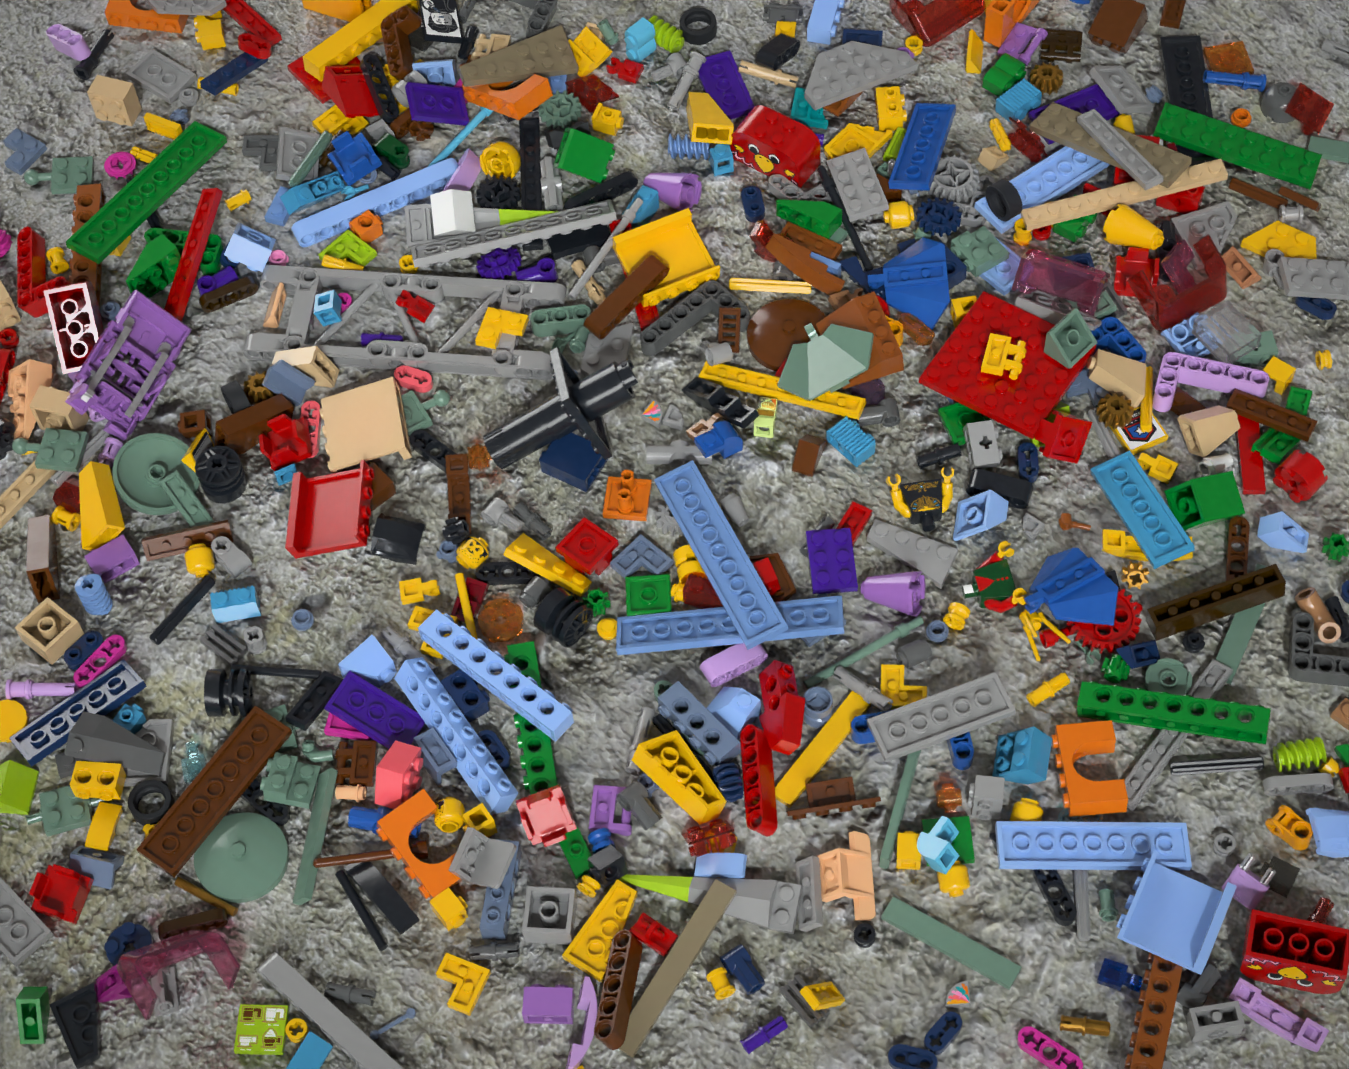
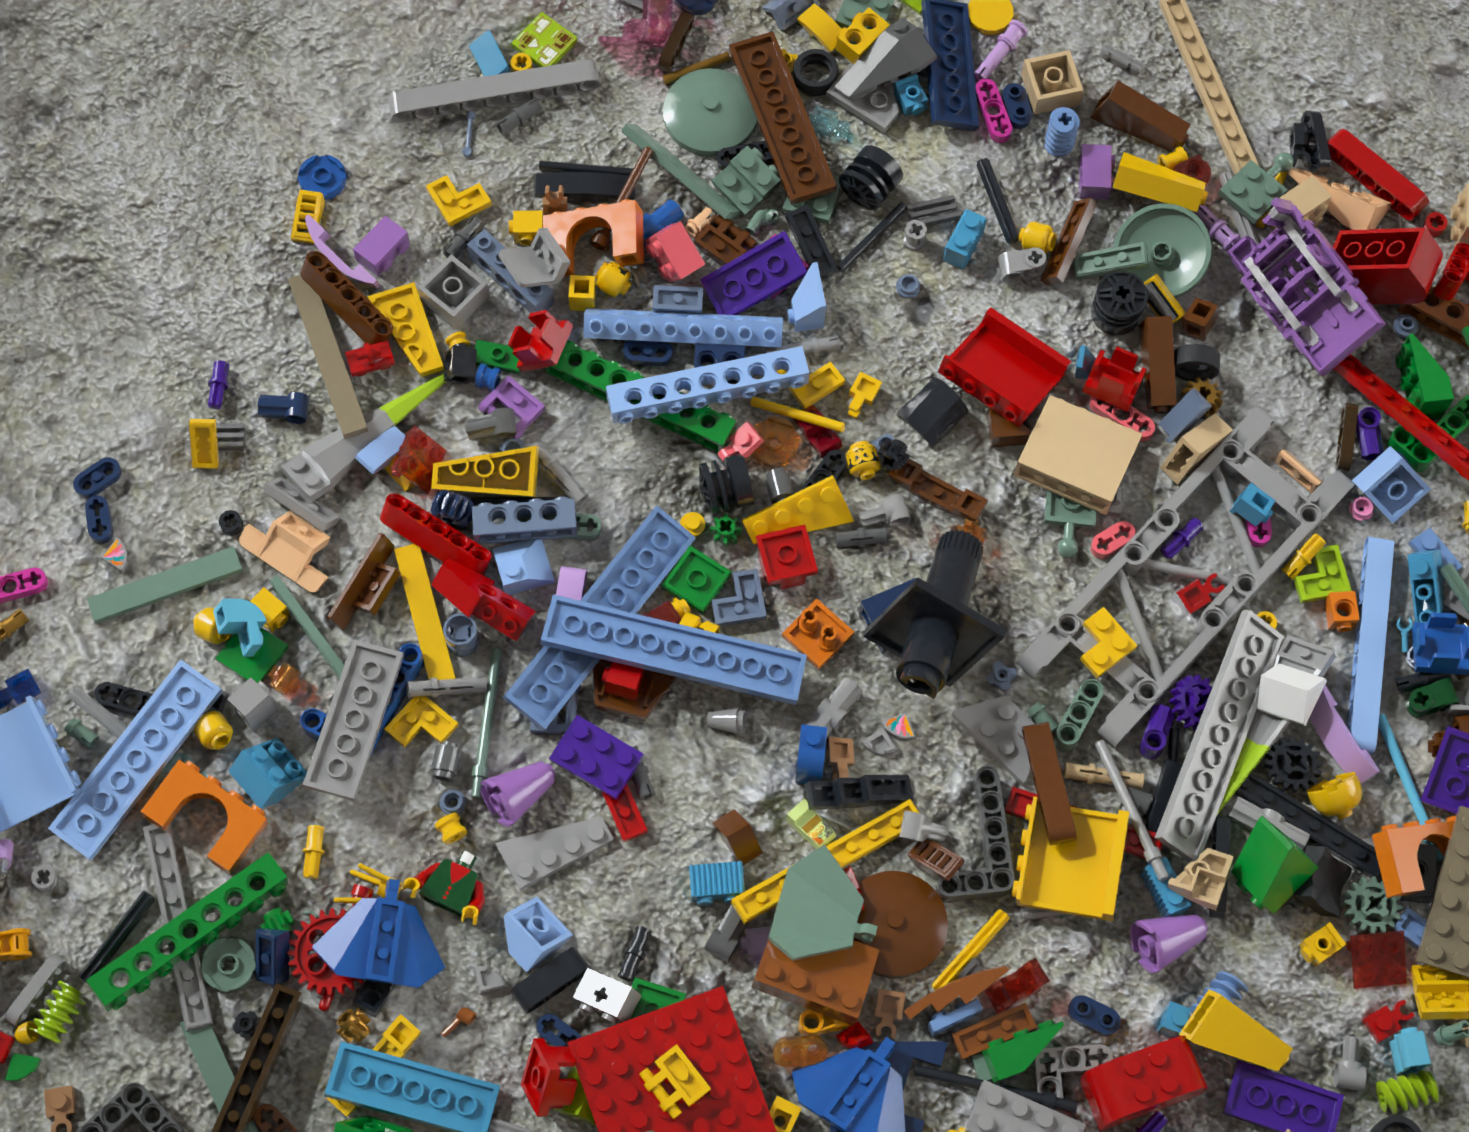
camera: 120 degrees right, 10 degrees up
(415, 900) = (554, 201): none -> medium nougat plate
(431, 443) = (1028, 507): black beam -> none
(518, 632) = (744, 442): none -> coral plate
(561, 342) = (1052, 704): sand green hand -> none
(620, 183) = (1204, 878): none -> tan slope
(690, 73) = (1323, 1074): light grey pin -> none
(720, 983) = (286, 382): yellow bush -> none
(923, 500) = (595, 894): torso -> none

